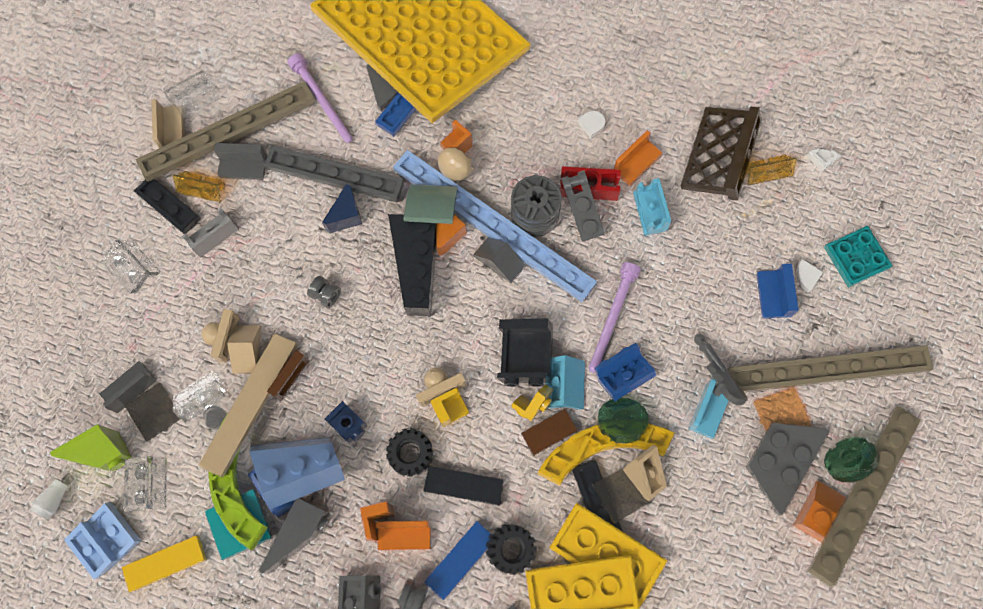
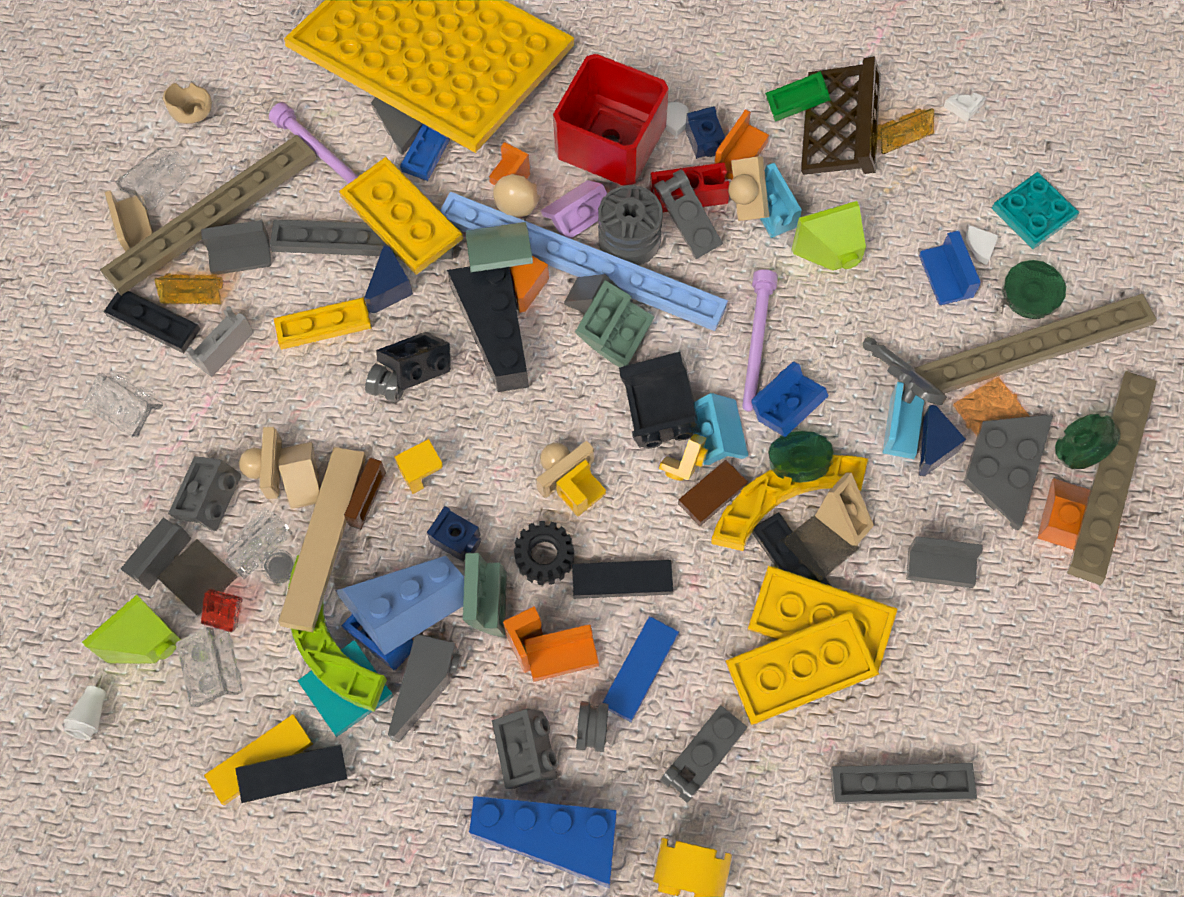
camera: 15 degrees left, 5 degrees down
(102, 540) = (169, 749): light blue slope -> none
(162, 443) = (221, 610): none -> clear red tile
(173, 348) = (205, 492): none -> dark grey bracket
(184, 581) = (291, 773): none -> black tile
(230, 40) = (187, 104): none -> tan hair
(289, 233) = (322, 323): none -> yellow tile
(332, 362) = (417, 464): none -> yellow panel
(349, 278) = (416, 359): none -> black bracket
(355, 478) = (484, 595): none -> sand green slope
(365, 161) = (401, 215): none -> yellow tile
(499, 182) = (576, 209): none -> lavender panel
(505, 283) = (614, 325): none -> sand green slope
(525, 556) = (720, 633): black tyre -> none
(543, 103) = (606, 102): none -> red plate
(612, 140) = (704, 132): none -> dark blue brick
(635, 195) = (749, 188): none -> tan tile
(690, 248) = (831, 237): none -> lime slope
(692, 125) = (798, 96): none -> green tile
(712, 530) = (943, 562): none -> dark grey panel
(733, 430) = (938, 441): none -> dark blue slope
(840, 322) = (1034, 289): none -> clear green tile

